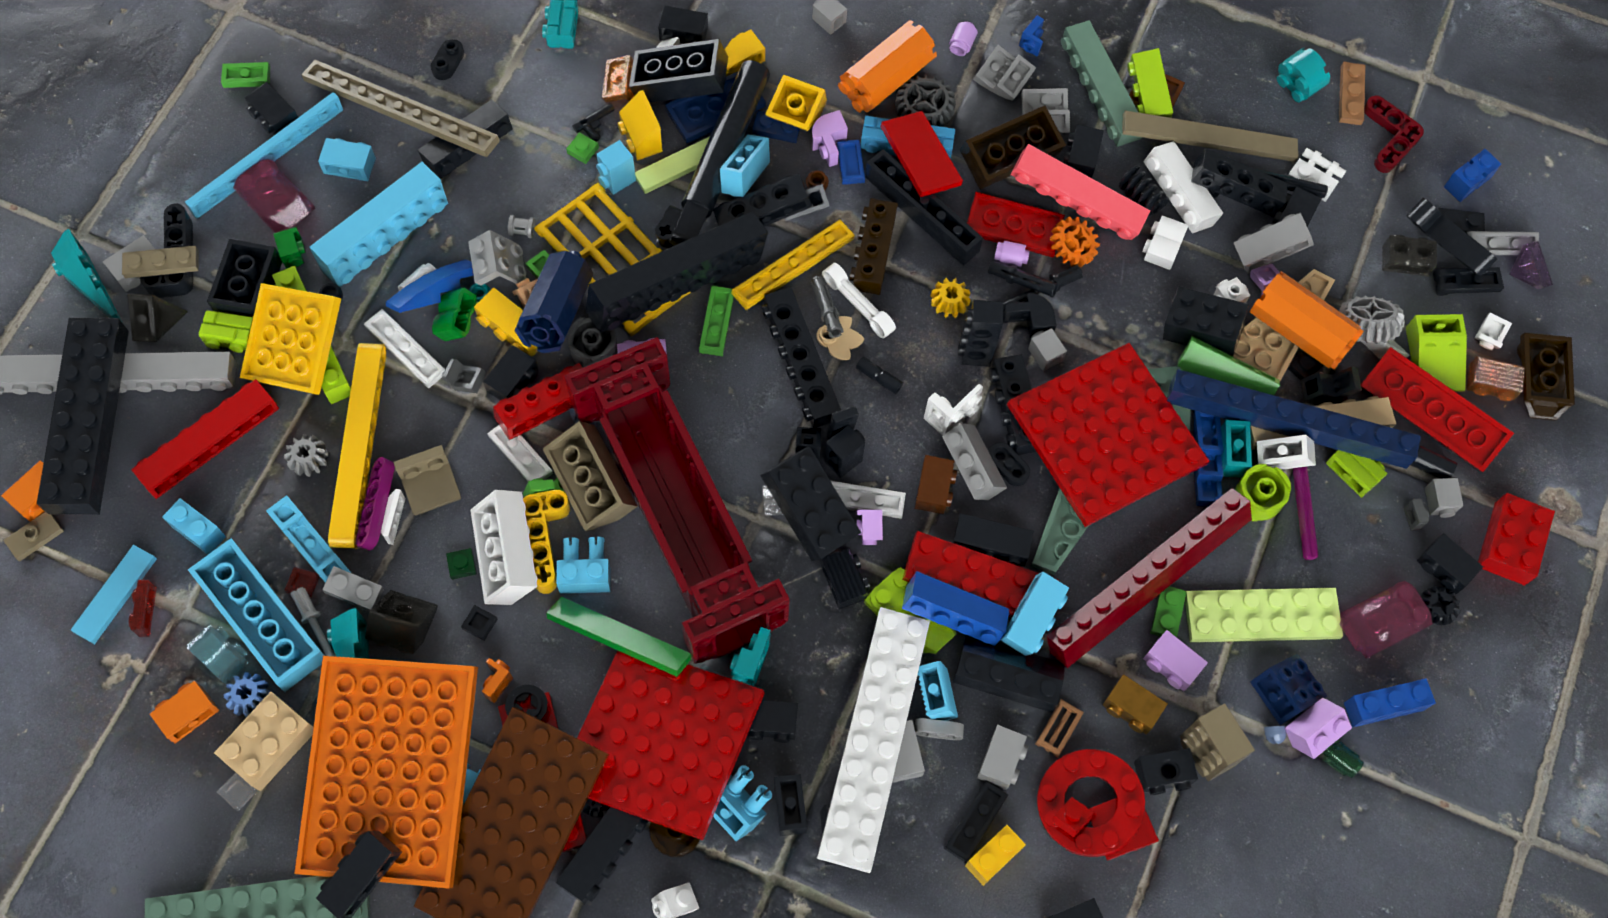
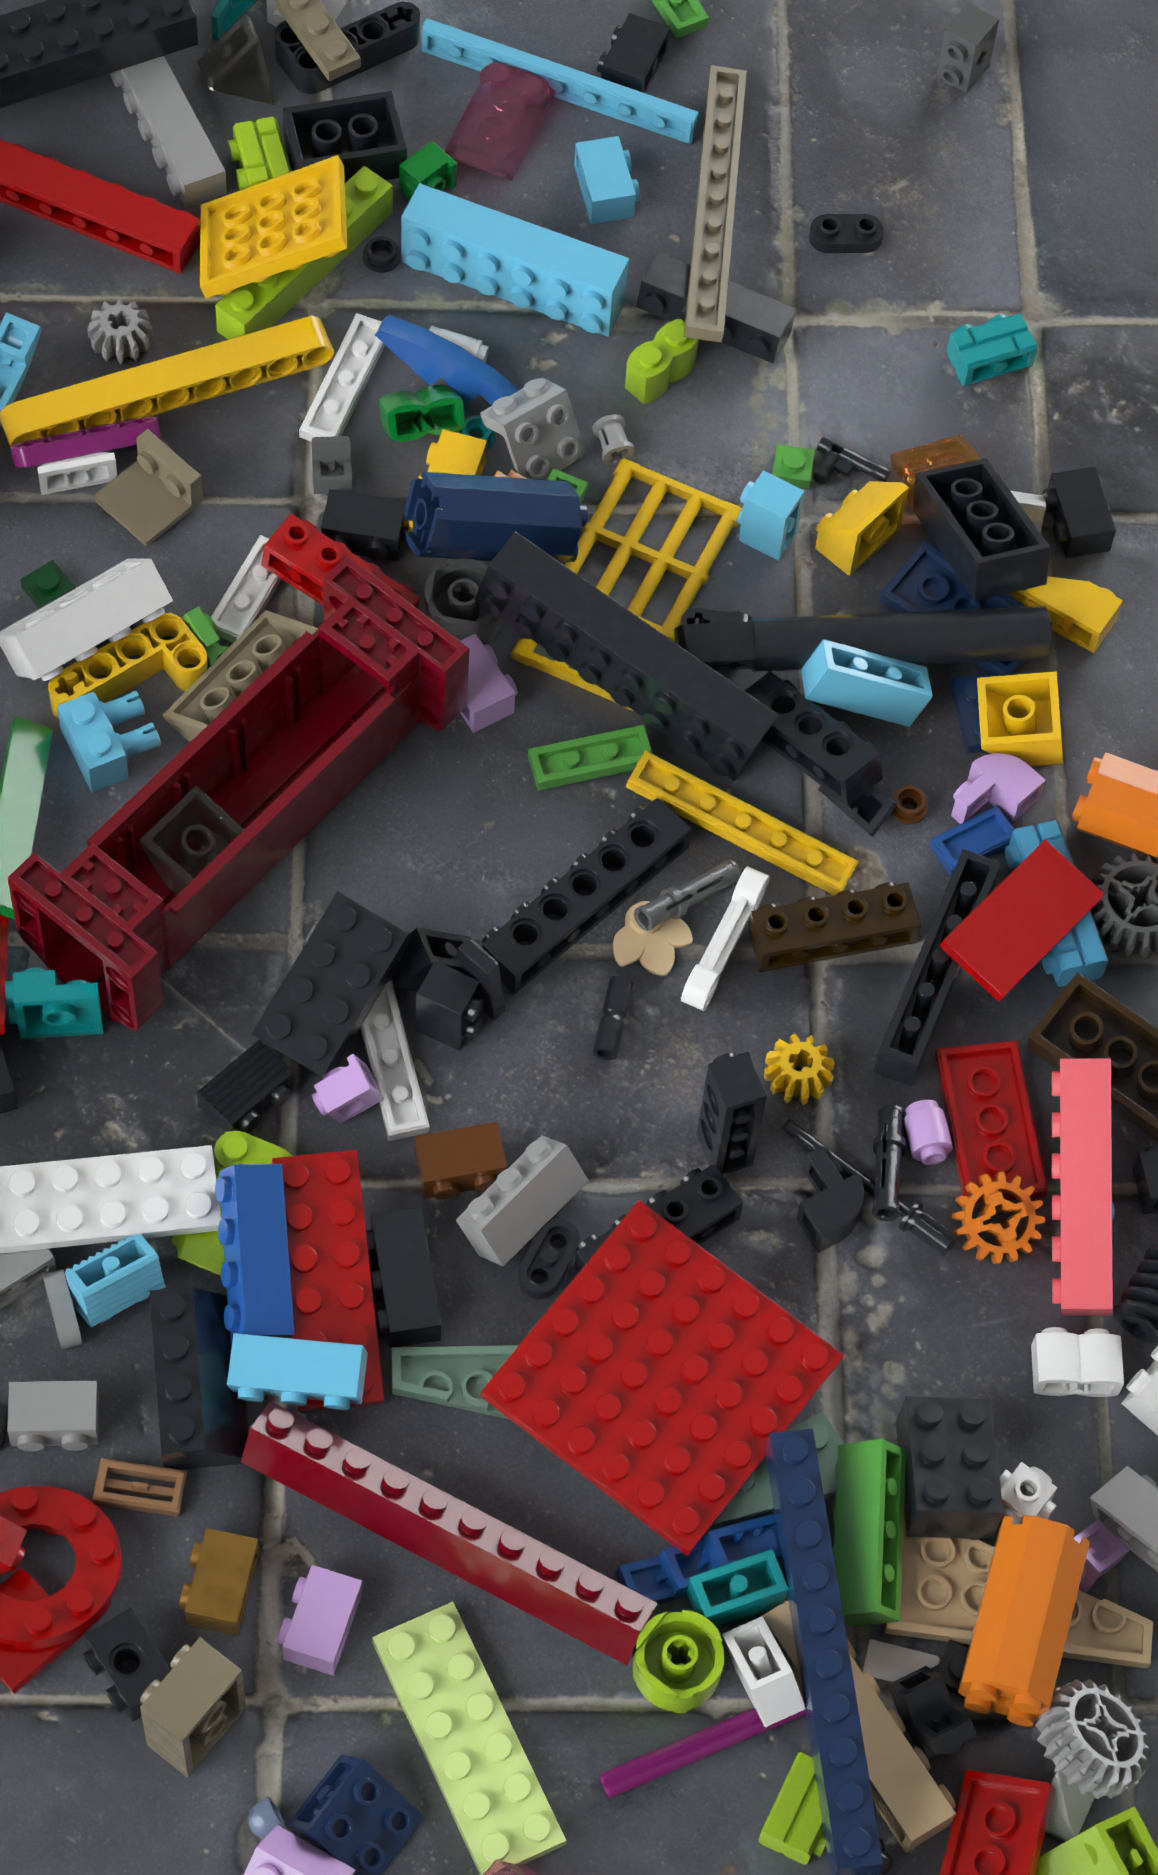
camera: 65 degrees right, 5 degrees down
(484, 181) = (660, 362): none -> lime brick
(670, 167) = (813, 588): yellowish green tile -> none
(695, 539) = (188, 839): none -> clear smoke slope
(944, 417) = (595, 1145): white bracket -> none
(1047, 349) = (779, 1244): light grey brick -> none
(1168, 611) = (405, 1589): bright green plate -> none
(1290, 389) = (894, 1662): none -> white sticker

